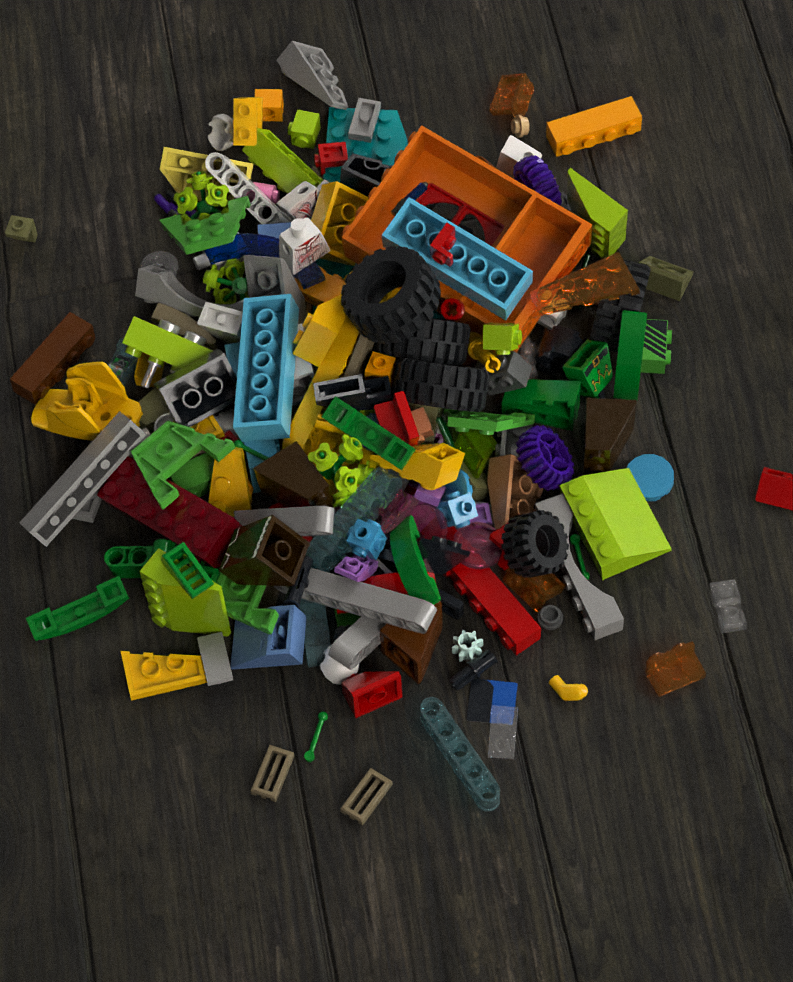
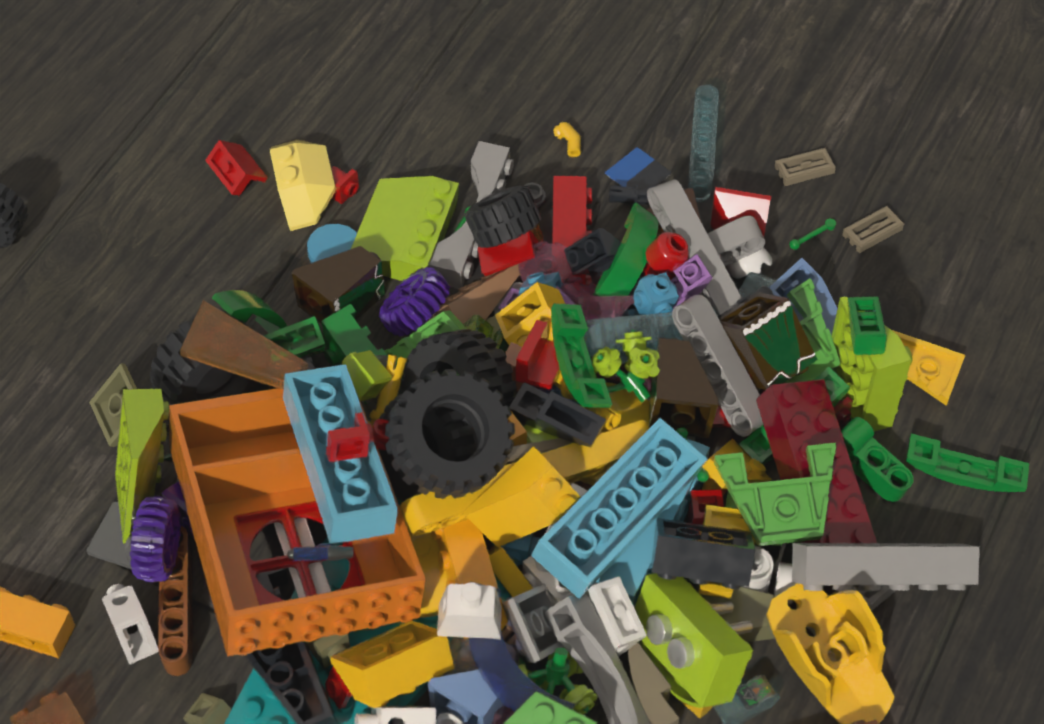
camera: 145 degrees left, 5 degrees down
(382, 570) = (667, 253): none -> red head
(473, 643) = (620, 211): light aqua gear -> none
(503, 732) = (653, 141): clear slope -> none
(520, 126) = (76, 678): tan plate -> none
(674, 668) = (470, 100): clear orange bracket -> none
(698, 528) = (345, 184): none -> red bracket
(728, 606) = (379, 119): clear slope -> none
(730, 508) = (303, 181): none -> light yellow wedge

